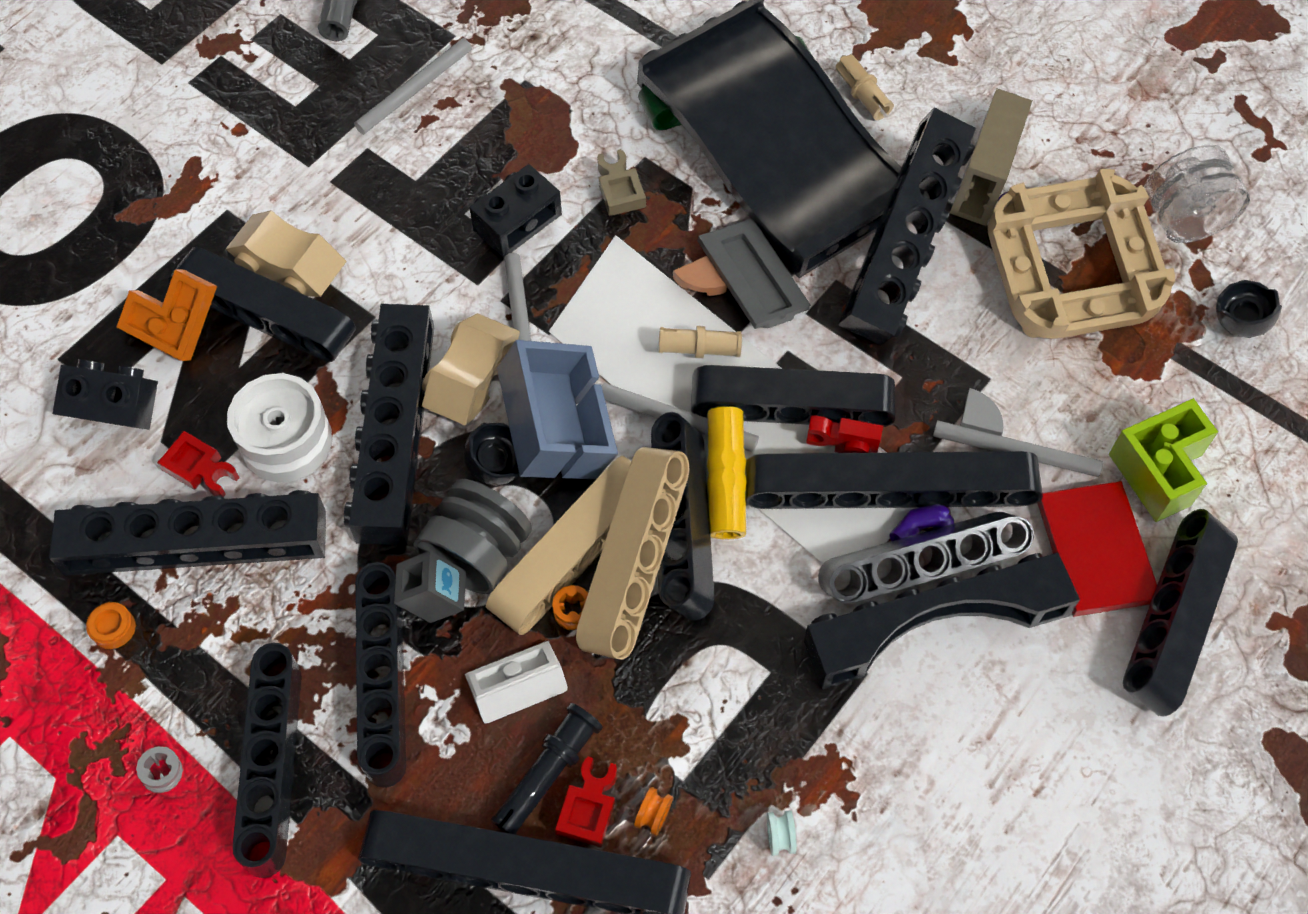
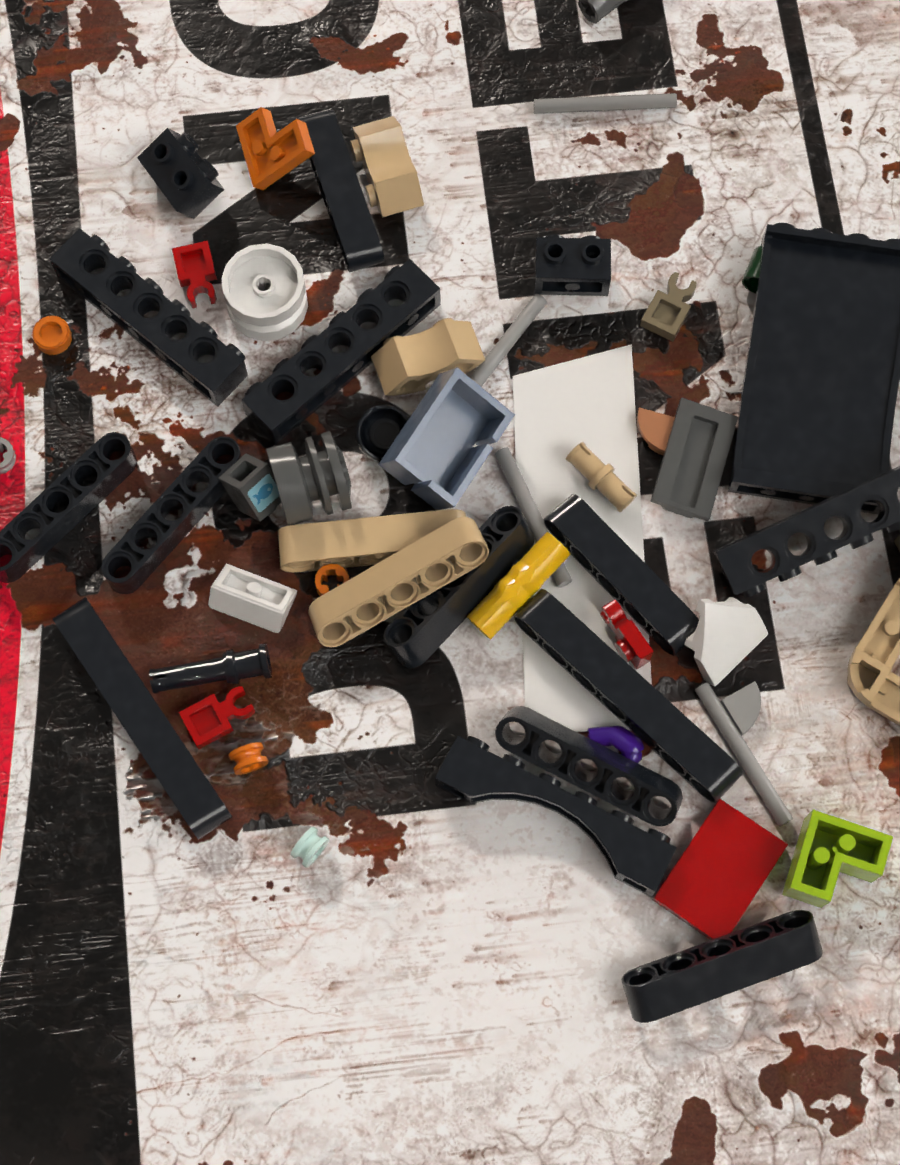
camera: 45 degrees right, 10 degrees up
(916, 374) = (724, 636): none -> white slope

